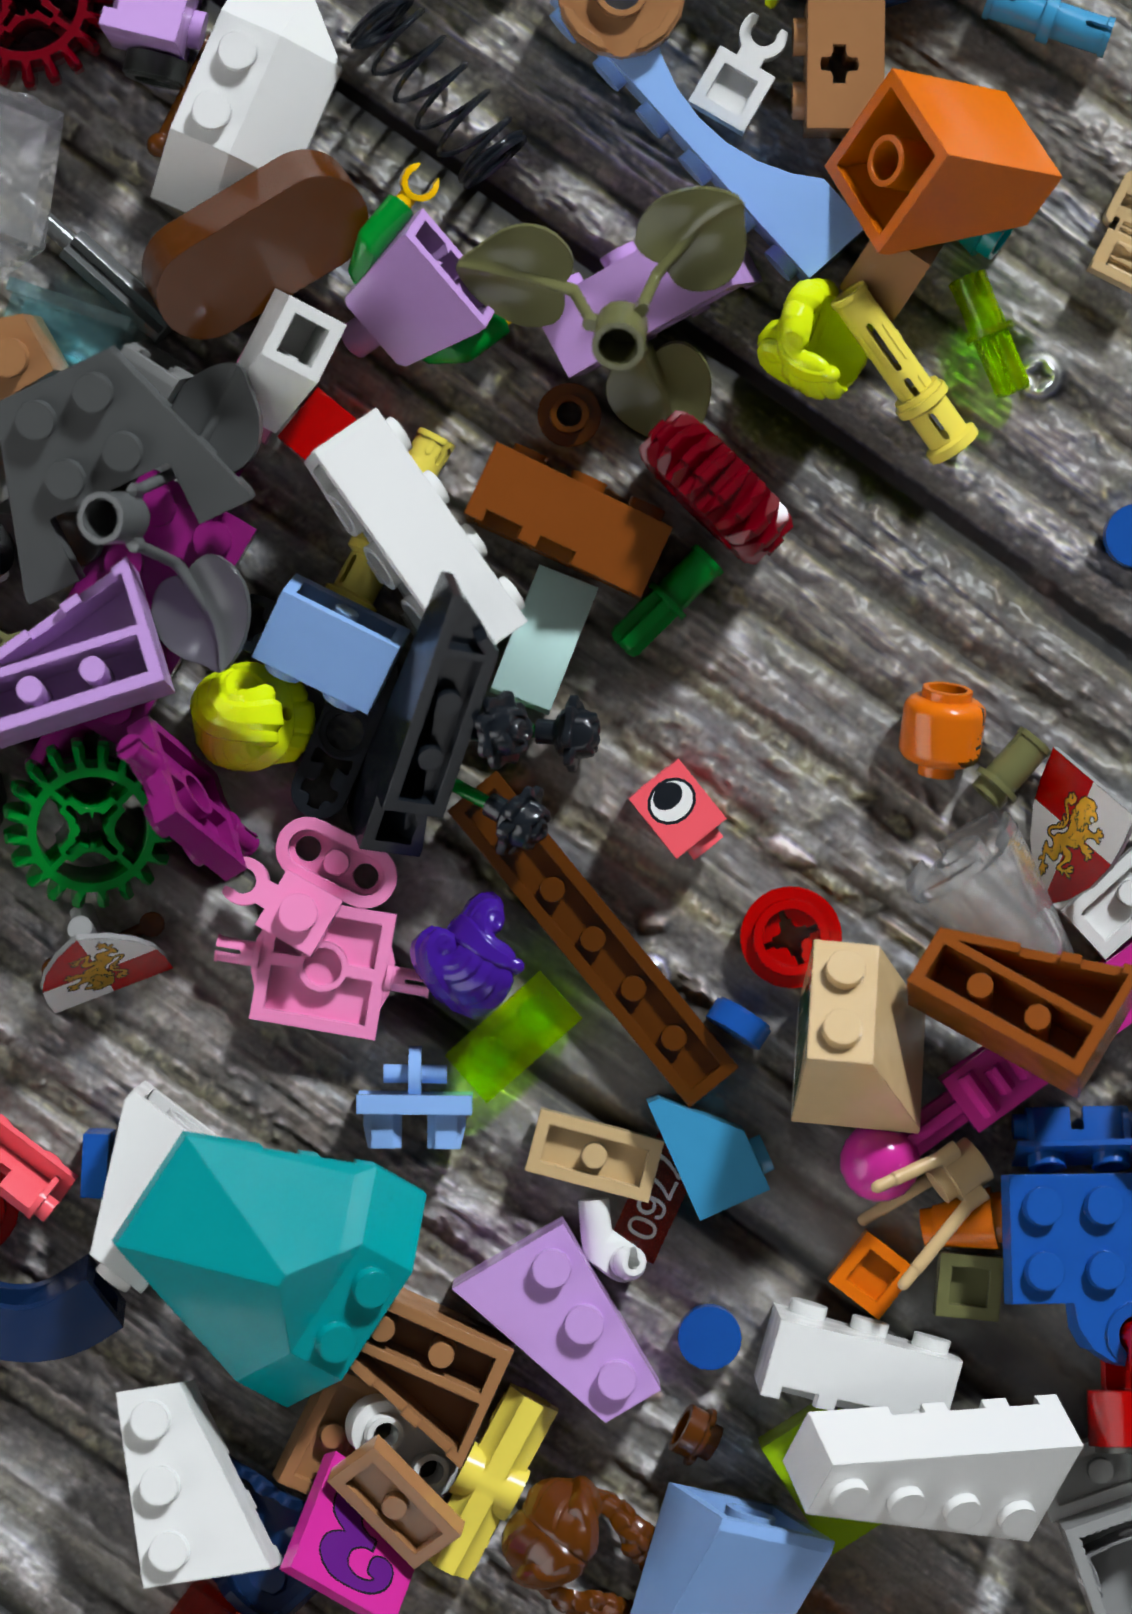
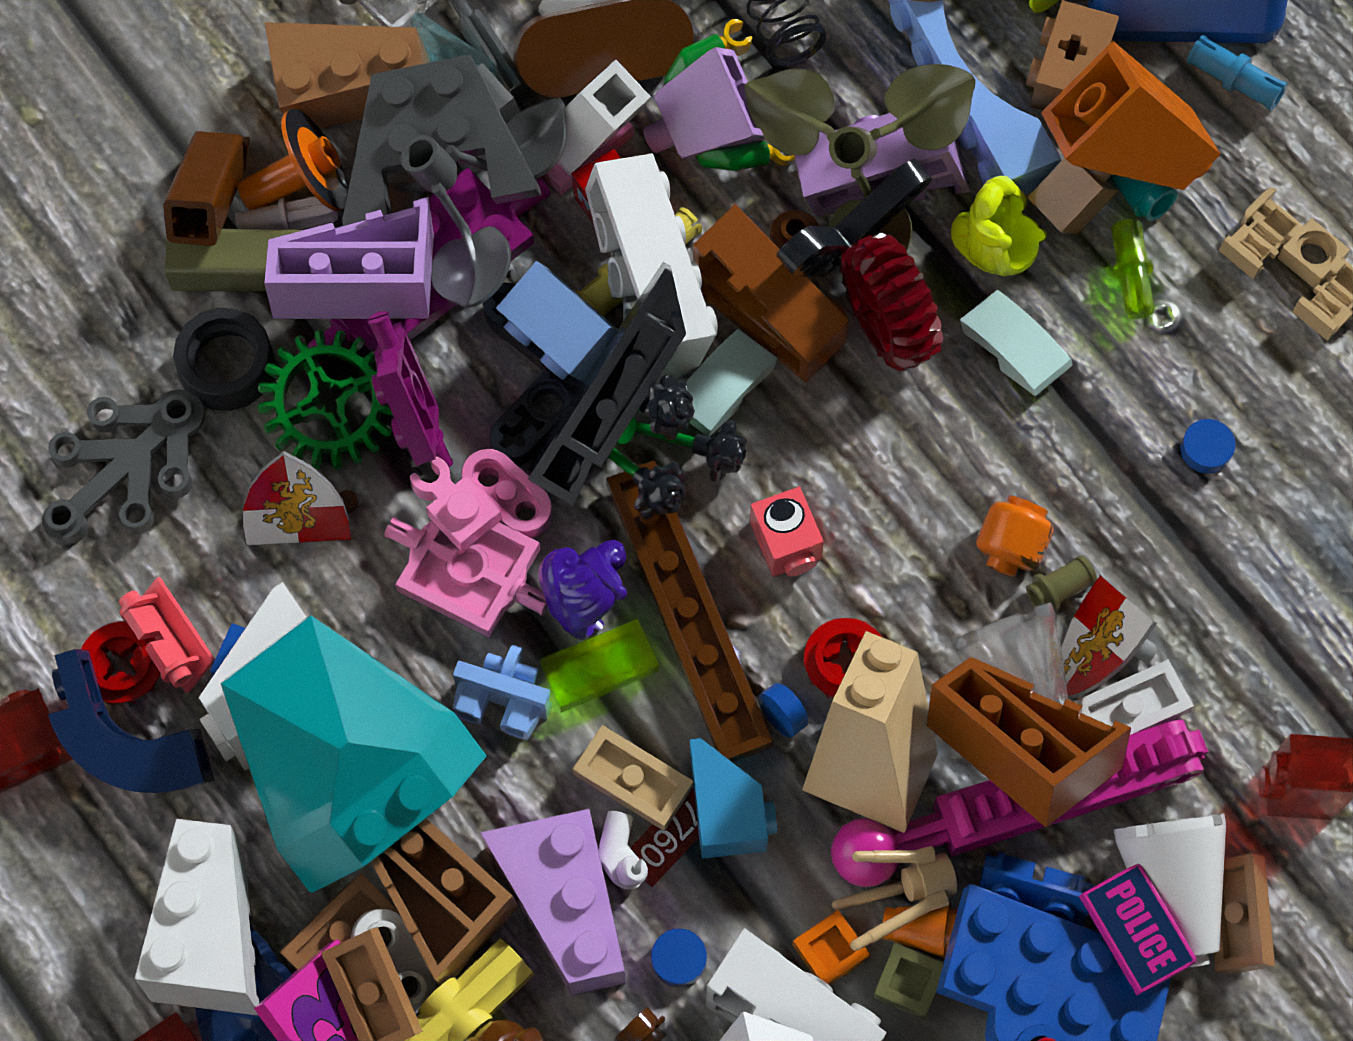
camera: 20 degrees right, 20 degrees down
(251, 718) = (480, 369): neon yellow hair -> none
(626, 432) = (819, 249): none -> black beam
(665, 601) = (826, 383): green axle -> none
(735, 82) = (994, 50): white plate -> none
(875, 476) = (1018, 342): none -> light aqua slope
(927, 394) = (1038, 210): light yellow pin -> none

